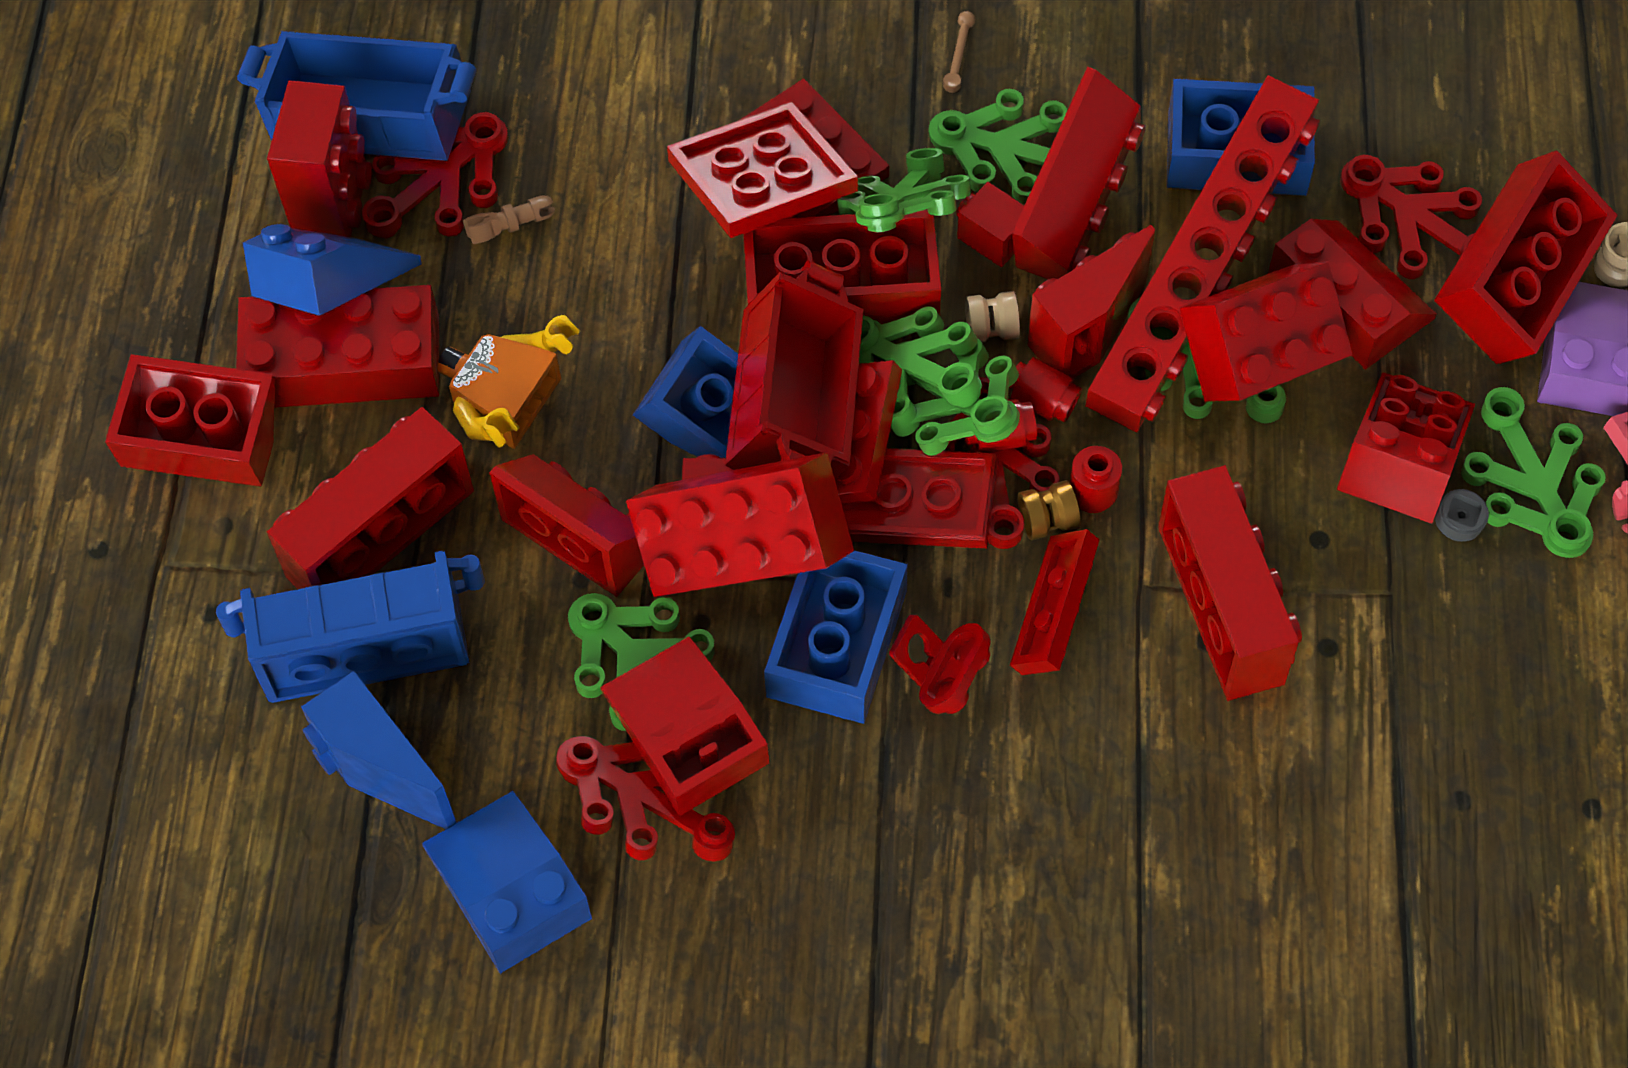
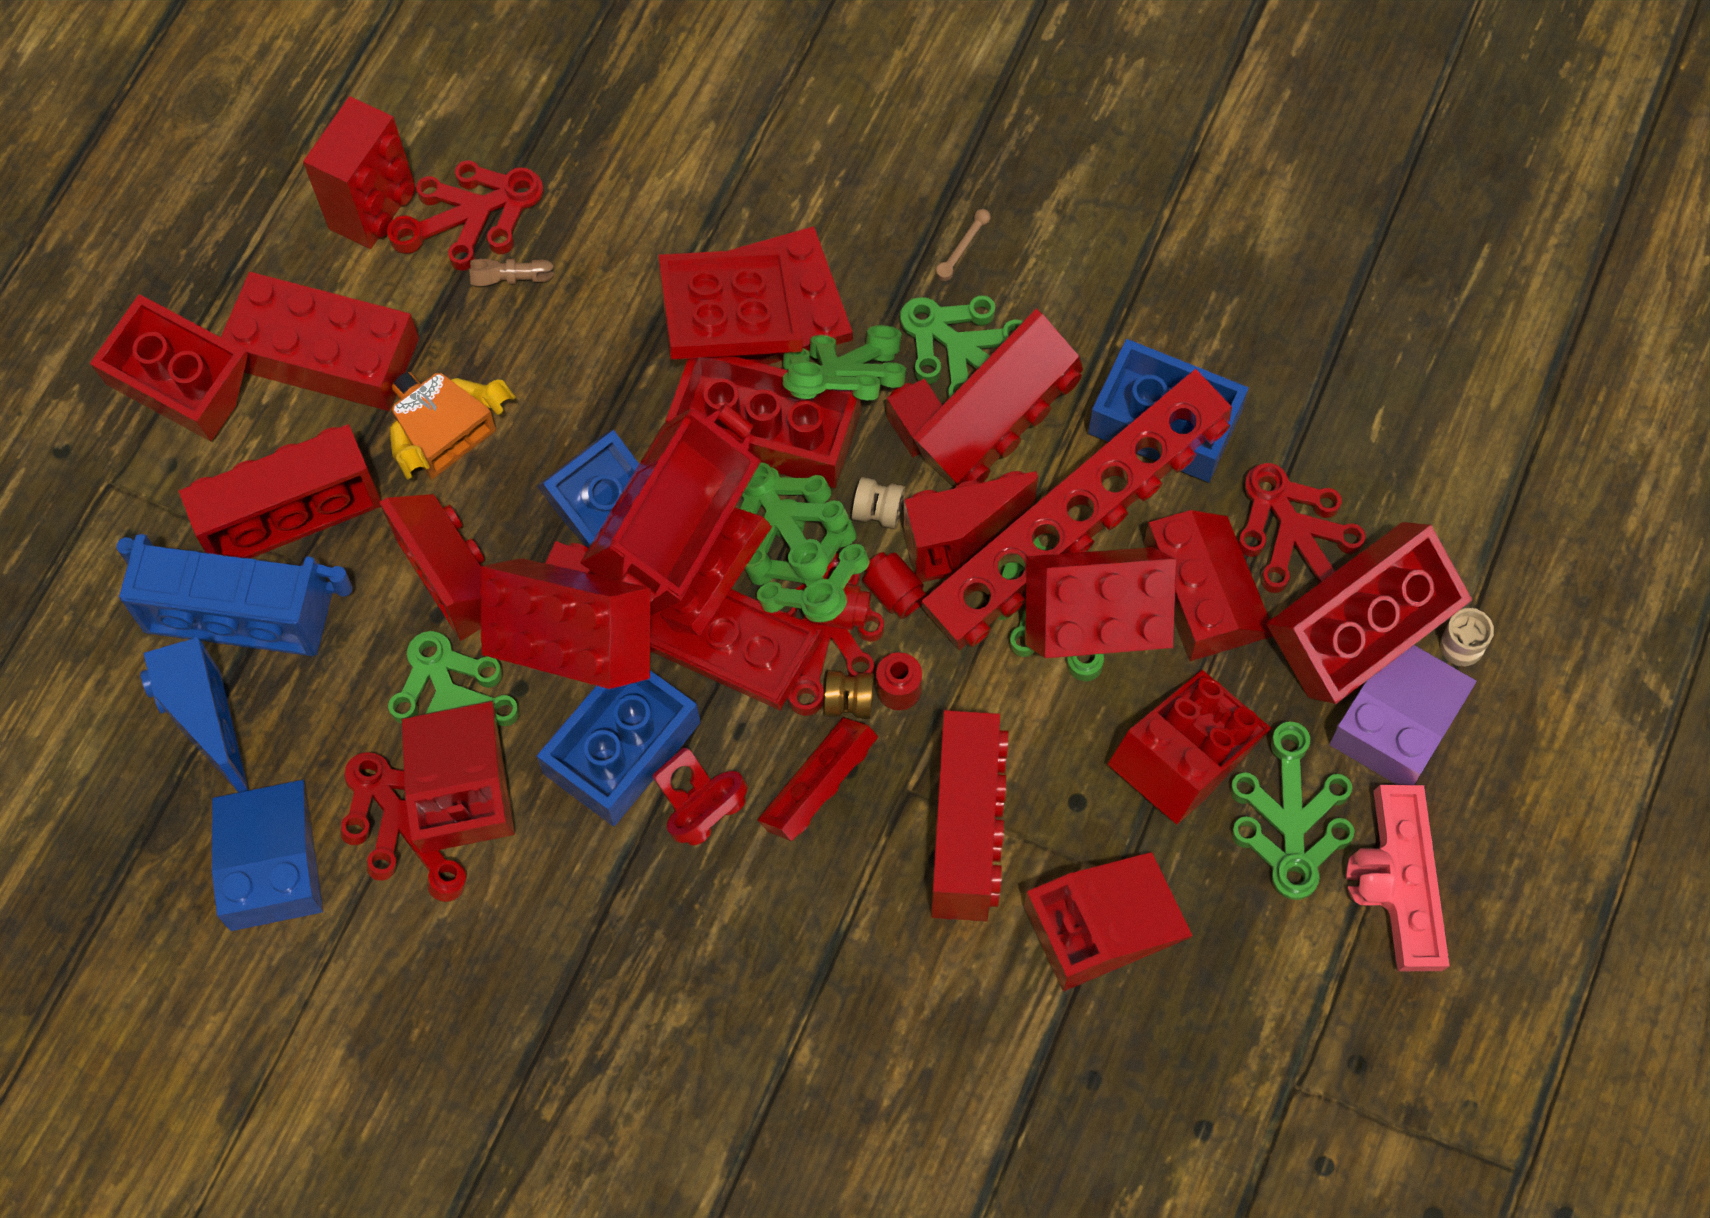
camera: 20 degrees right, 5 degrees up
(318, 268) = (325, 268): blue slope -> none
(403, 90) = (444, 123): blue container -> none
(1403, 638) = (1105, 918): none -> red slope
(1461, 515) = (1208, 826): dark grey tile -> none

